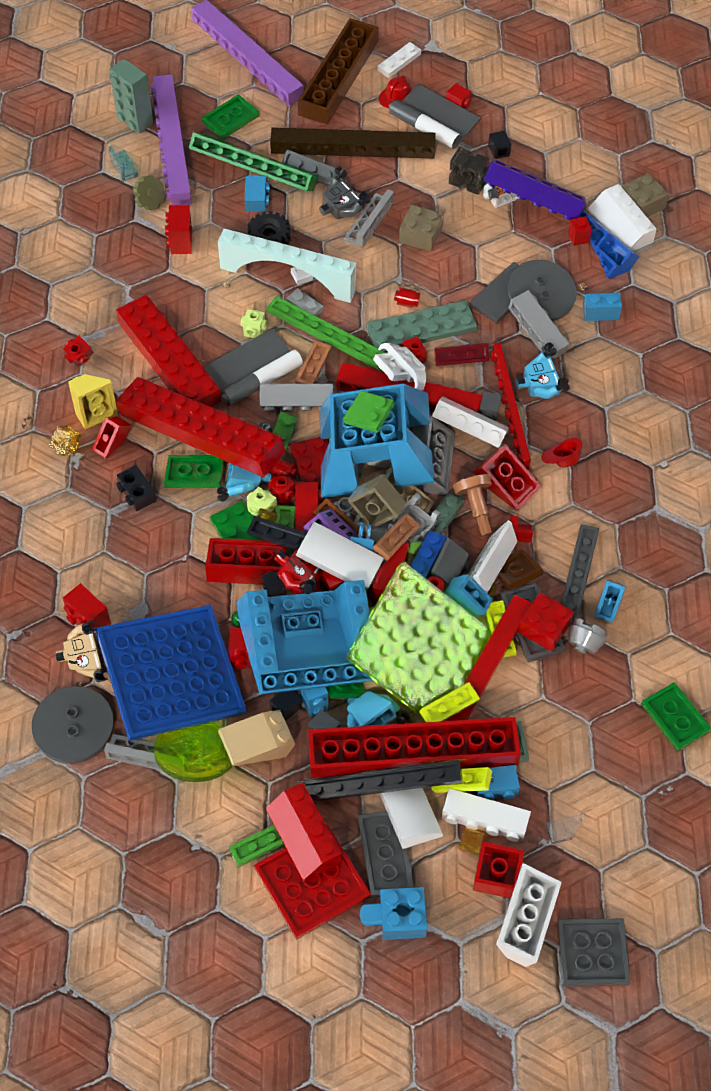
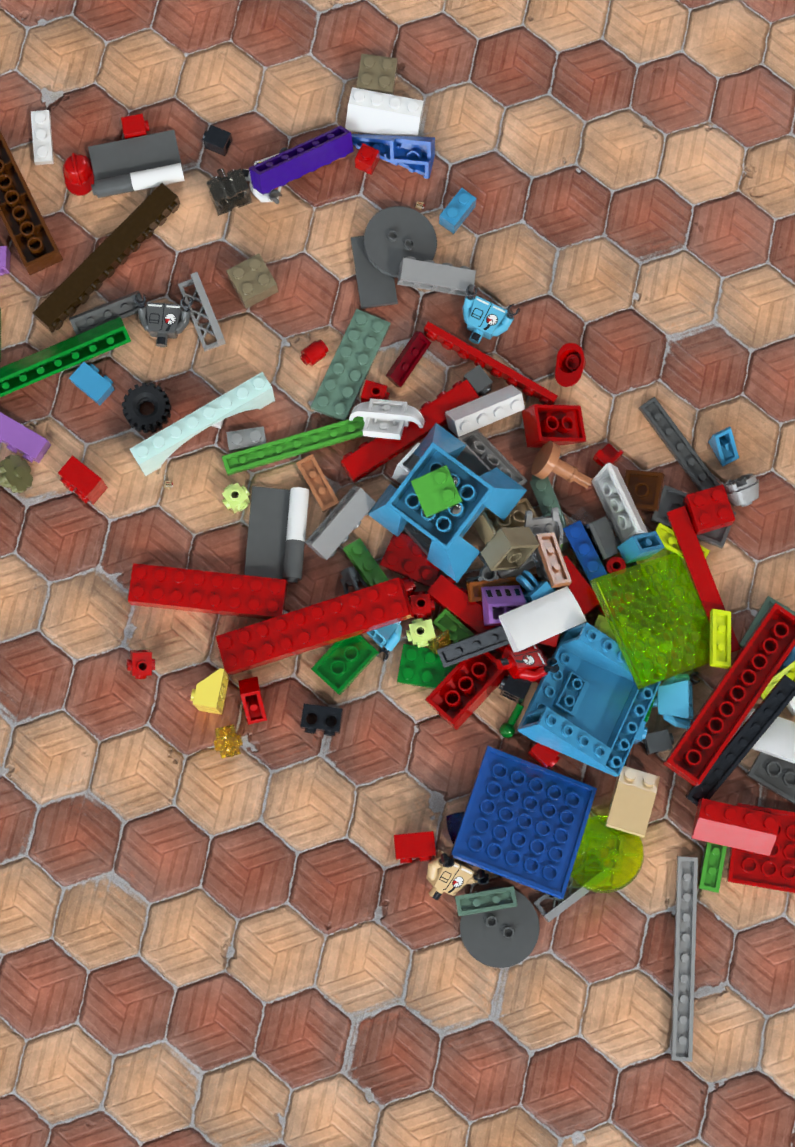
camera: 50 degrees left, 20 degrees up
(84, 694) = (486, 901): none -> sand green plate
(158, 882) = (684, 959): none -> light grey plate

